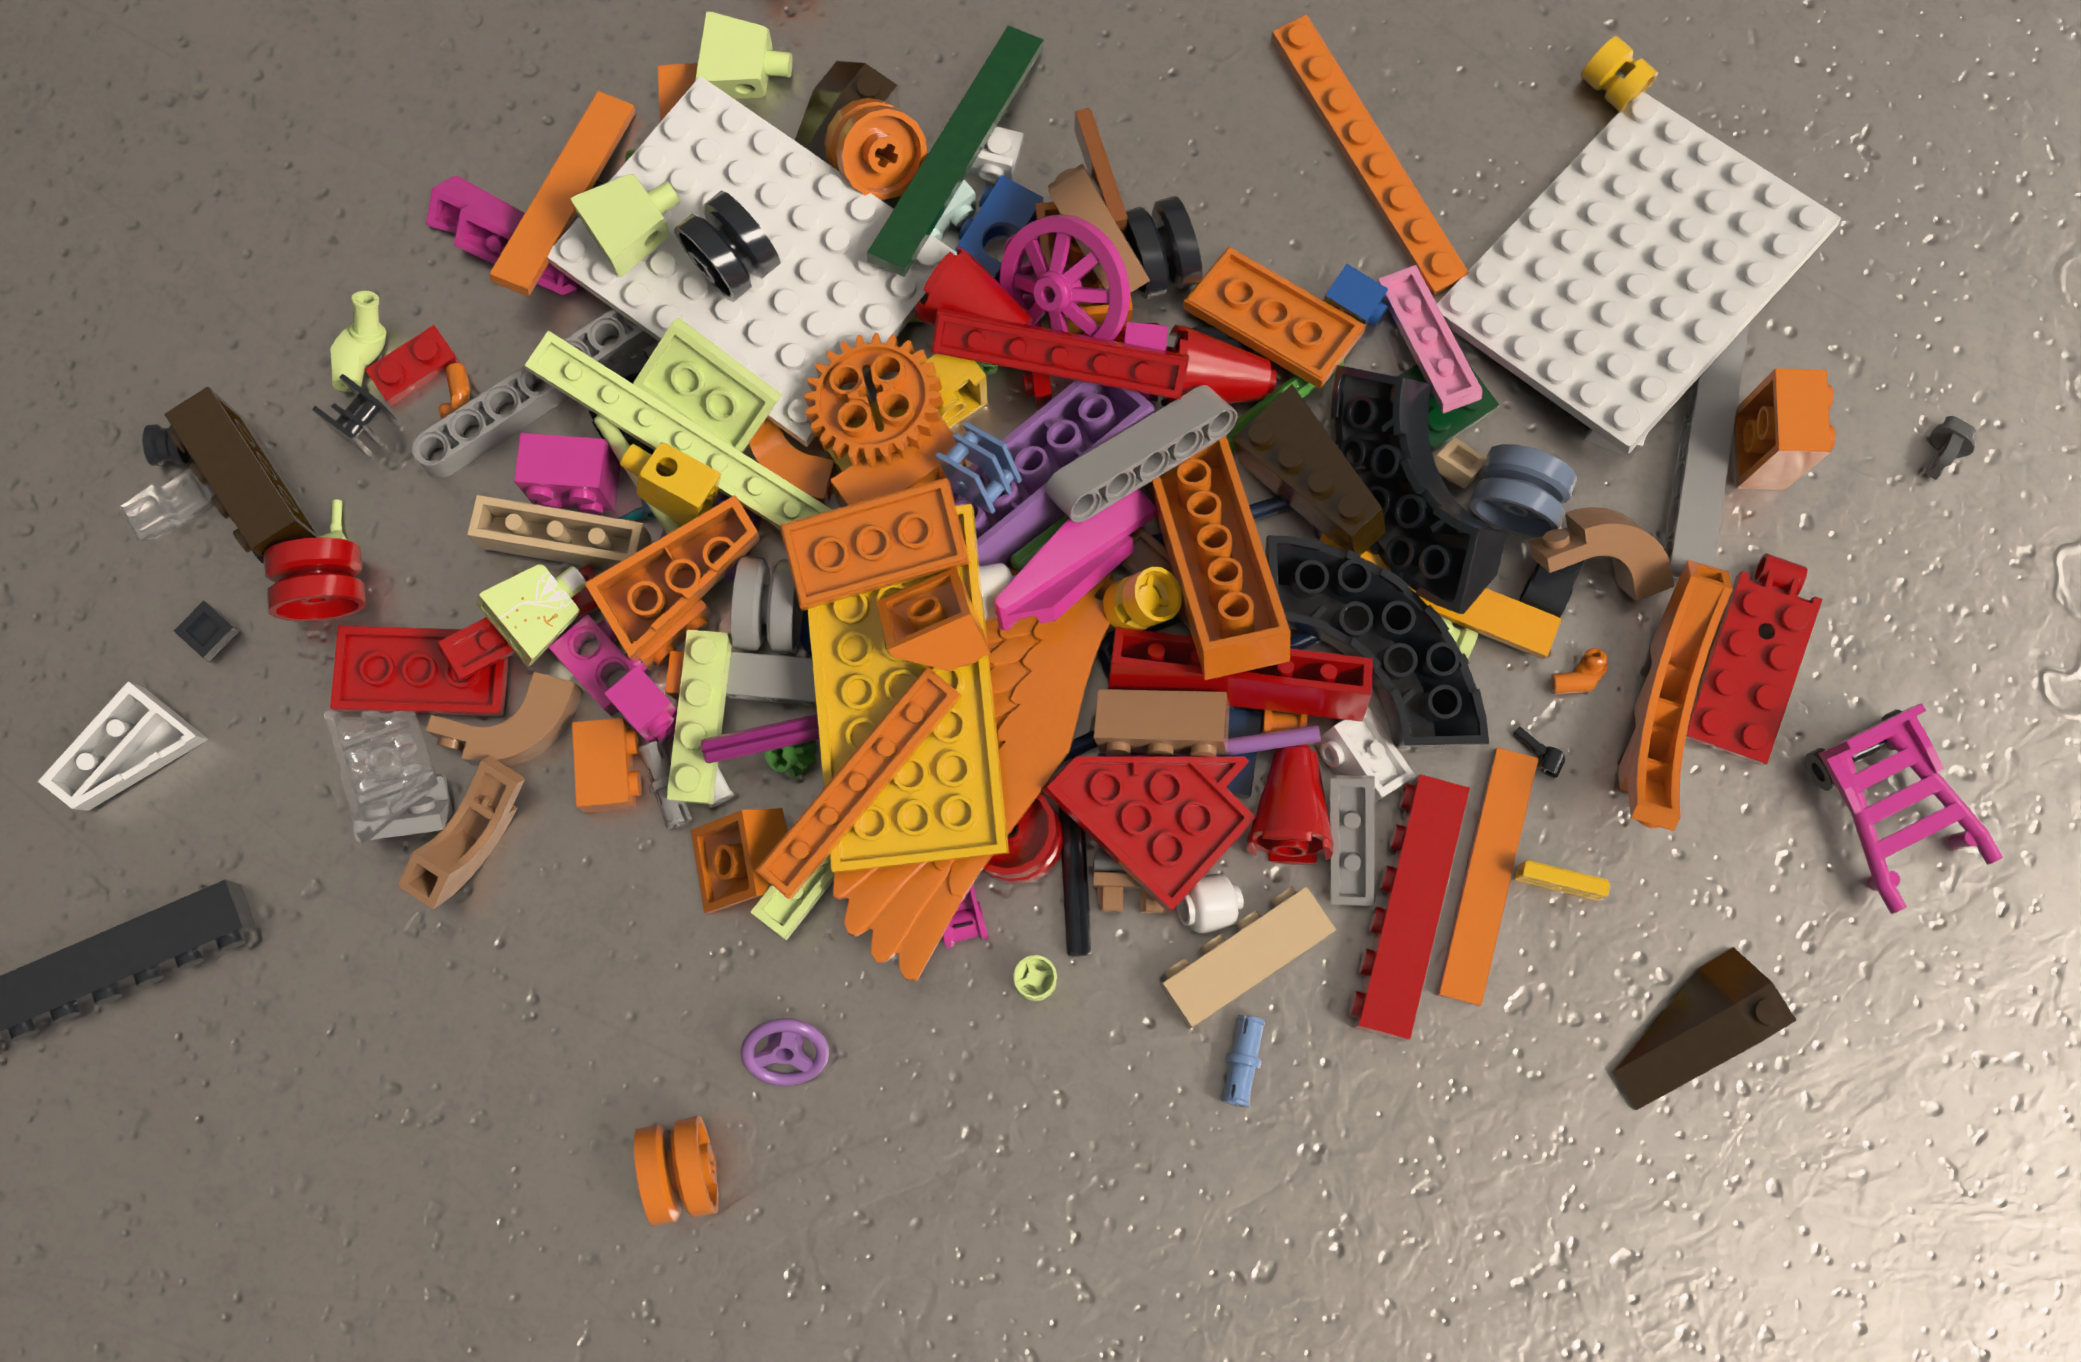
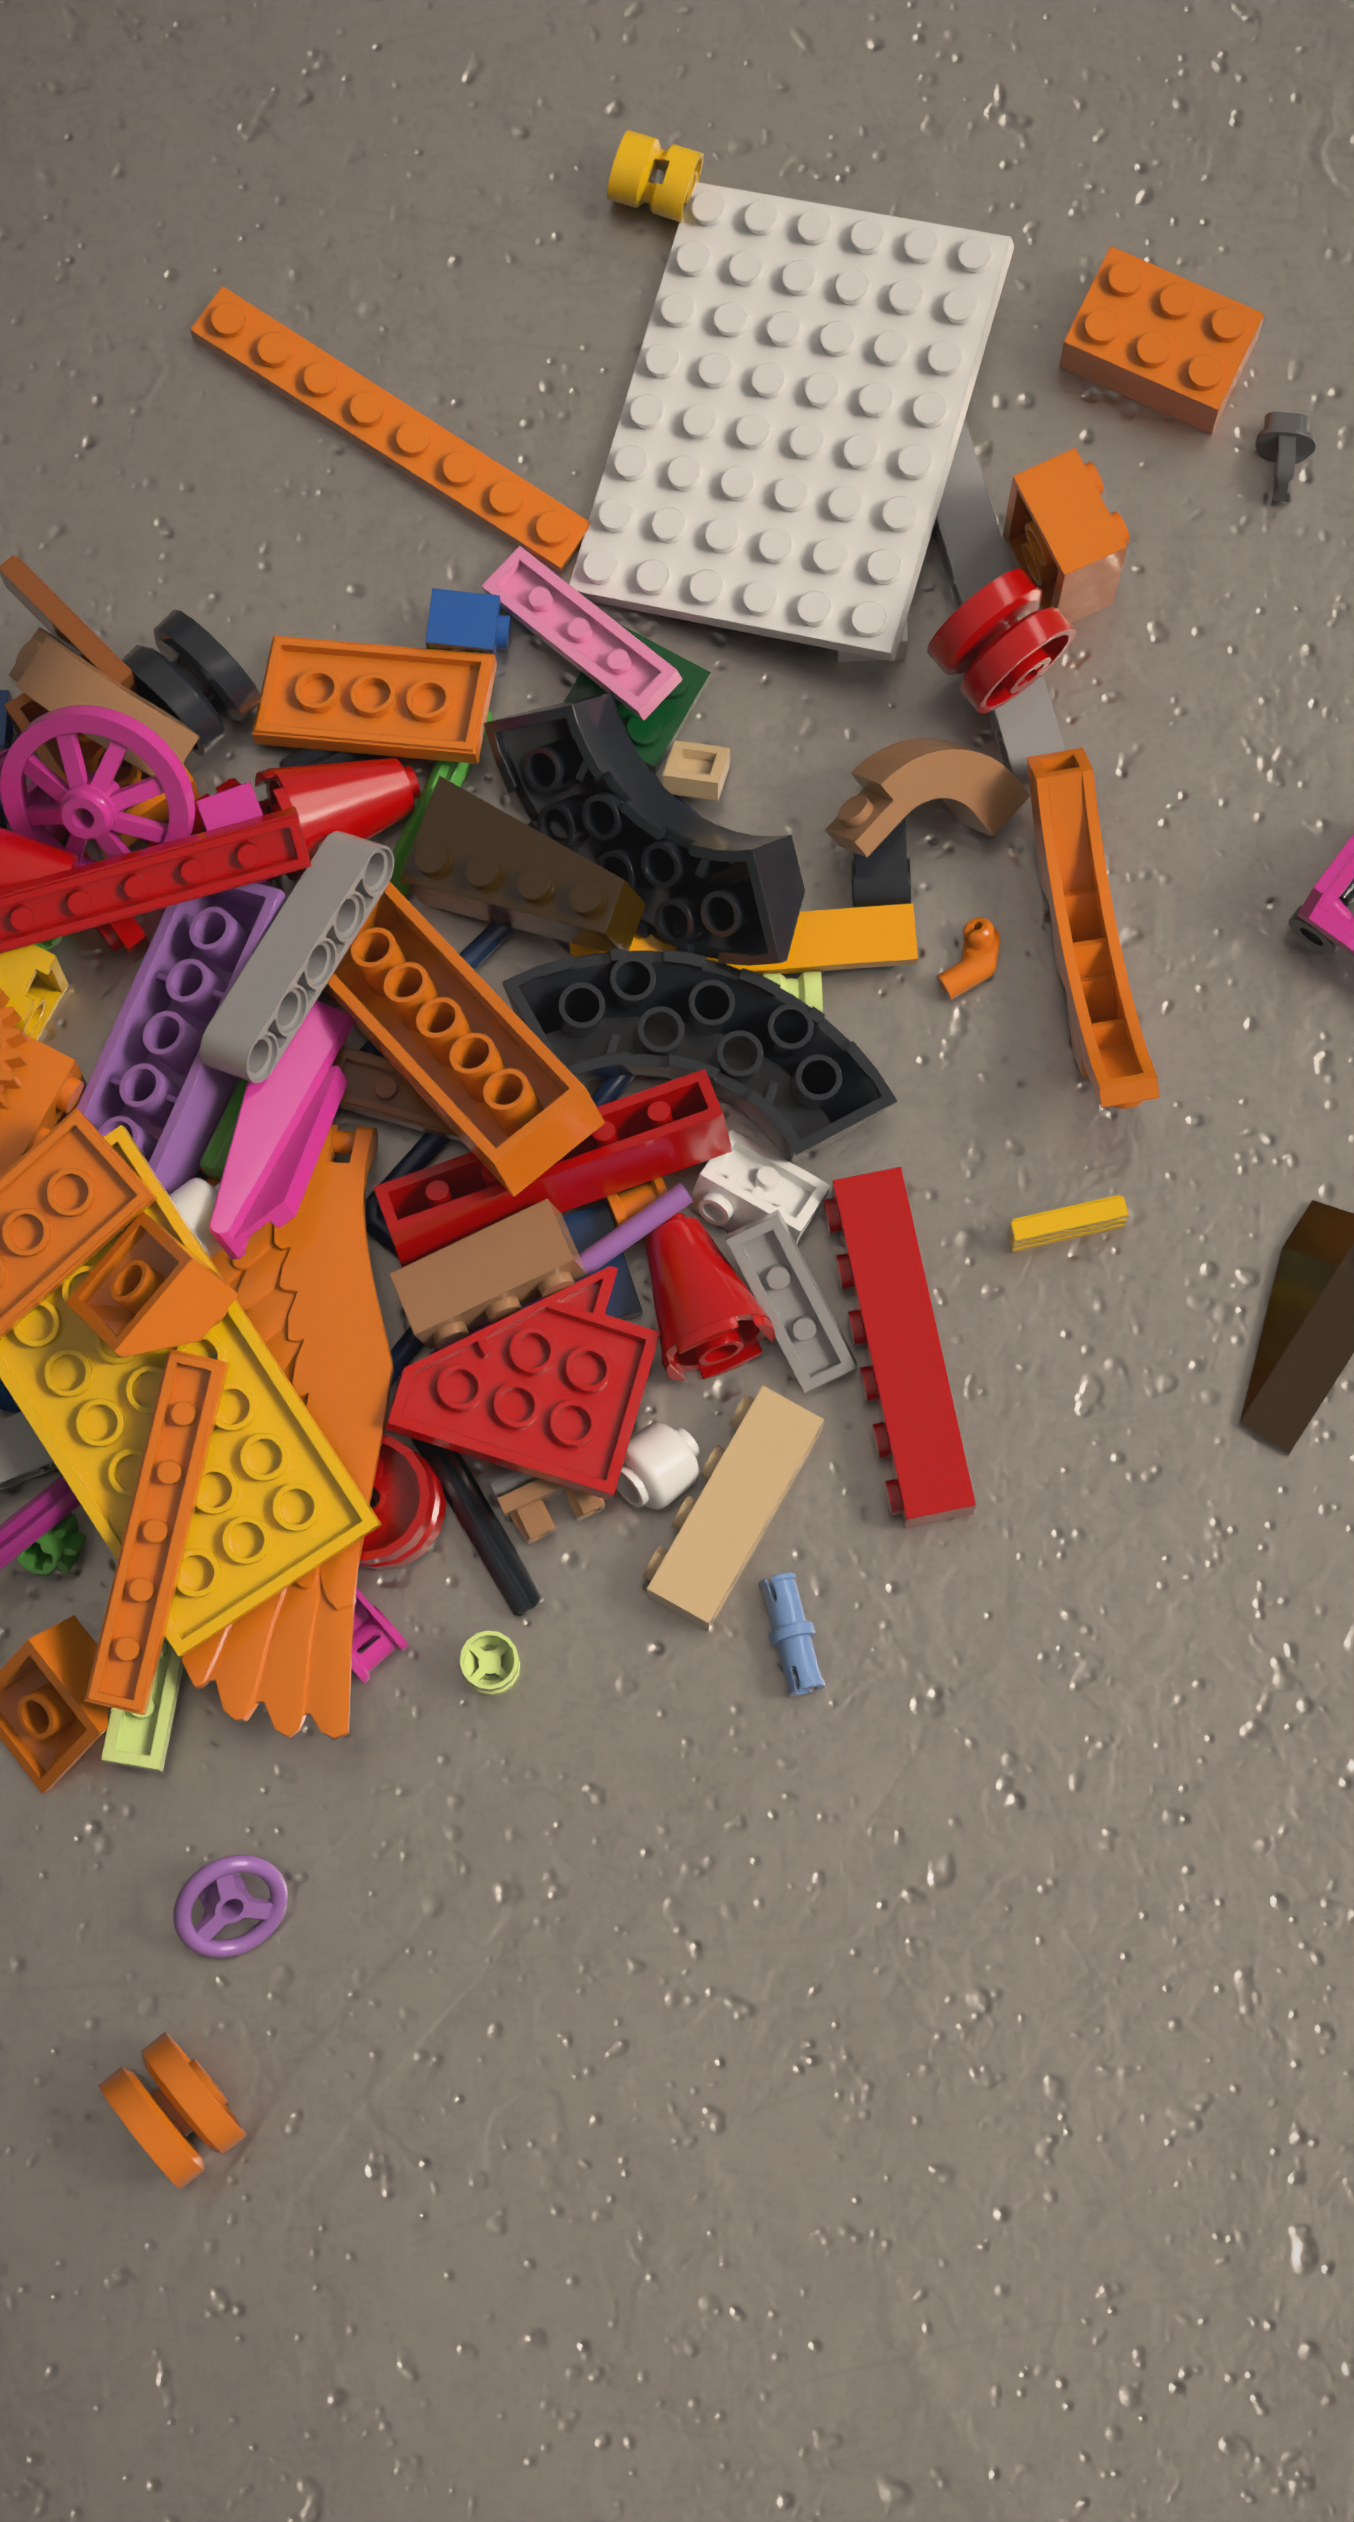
camera: 25 degrees left, 0 degrees up
(986, 453) = (111, 1053): medium blue piece -> none
(1143, 599) = (389, 1136): yellow wheel -> none
(1487, 877) = (978, 1263): orange tile -> none
(1523, 490) = (788, 768): sand blue wheel -> none
(1552, 758) = (986, 1080): black hand -> none
(1709, 474) = (1001, 640): none -> red wheel
(1753, 677) = (1176, 858): red hinge -> none
(1903, 334) = (1161, 340): none -> orange brick

